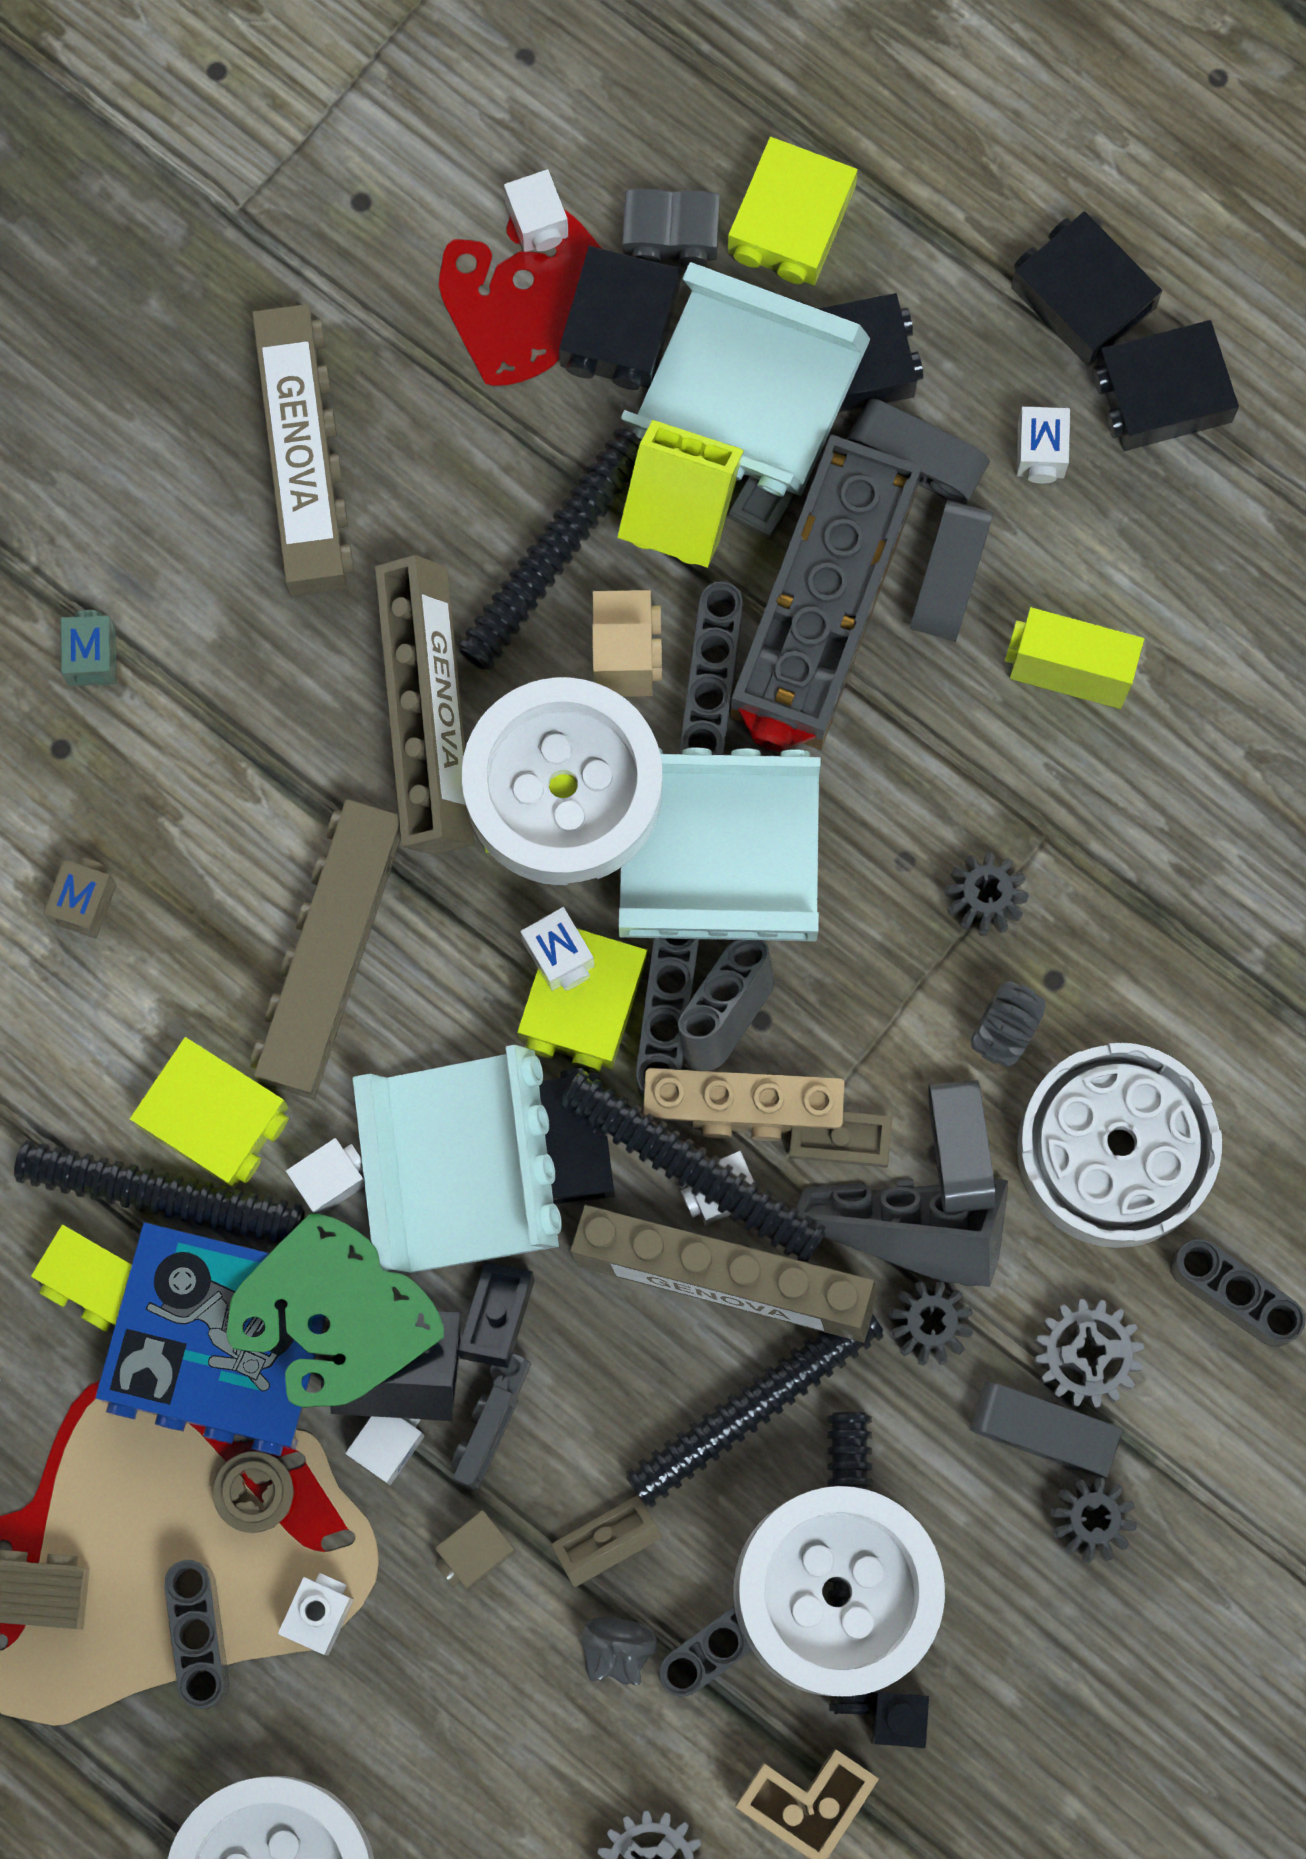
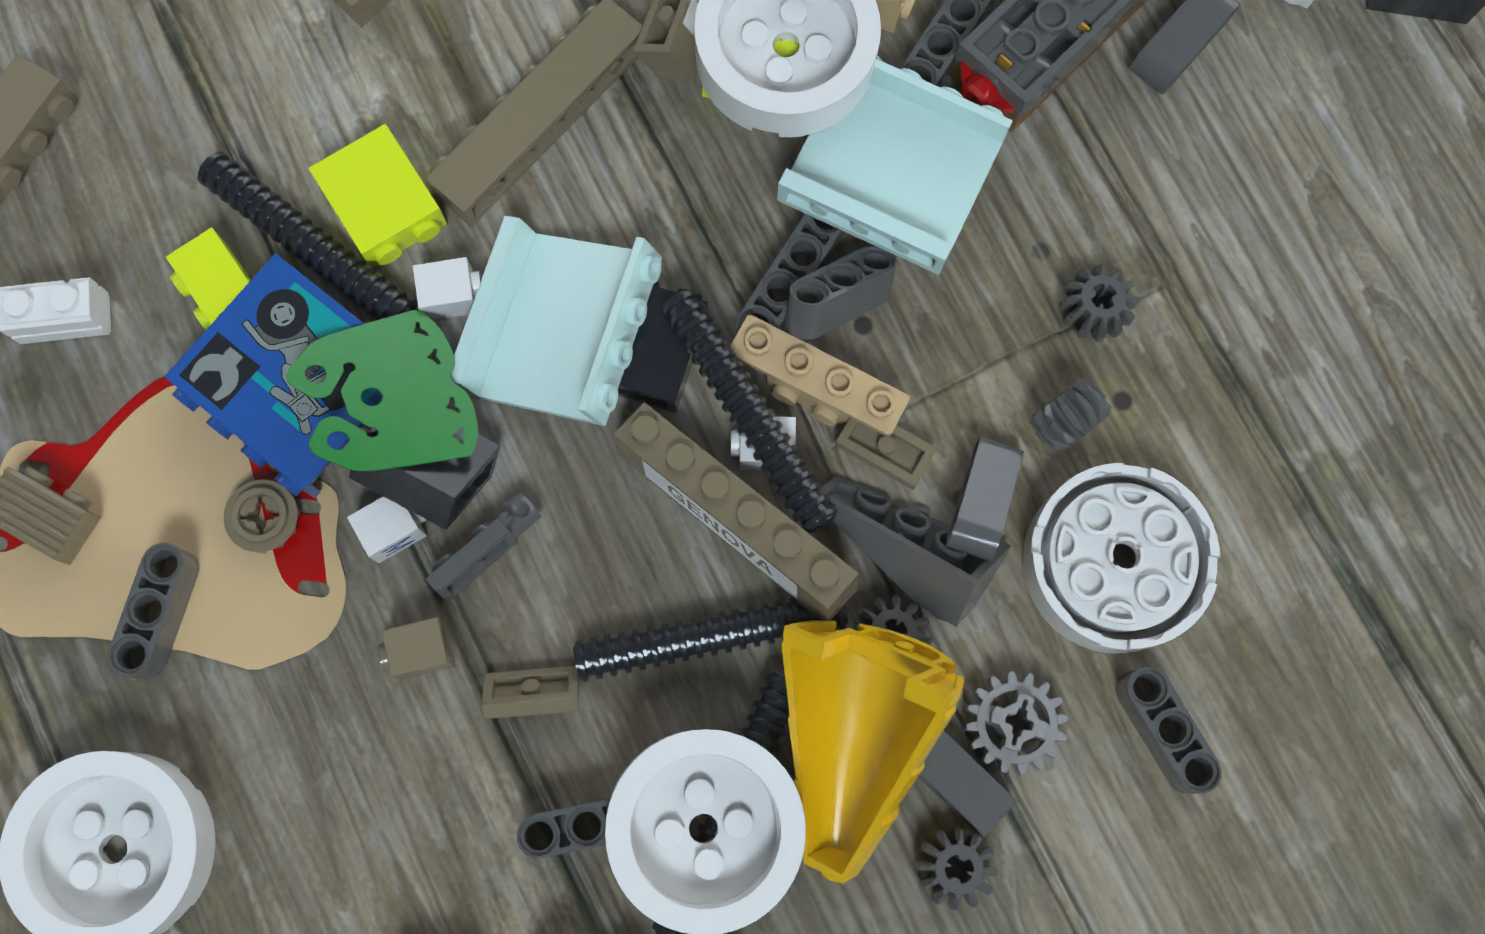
camera: 20 degrees right, 0 degrees up
(317, 1613) = (260, 641): white brick -> none
(496, 1315) = (529, 462): black plate -> none
(558, 950) = (720, 183): white brick -> none
(591, 1016) = (724, 237): neon yellow brick -> none
(617, 1649) = (496, 787): dark grey piece -> none
(943, 1431) = (859, 732): none -> yellow cone
(1074, 657) = (1260, 141): neon yellow brick -> none

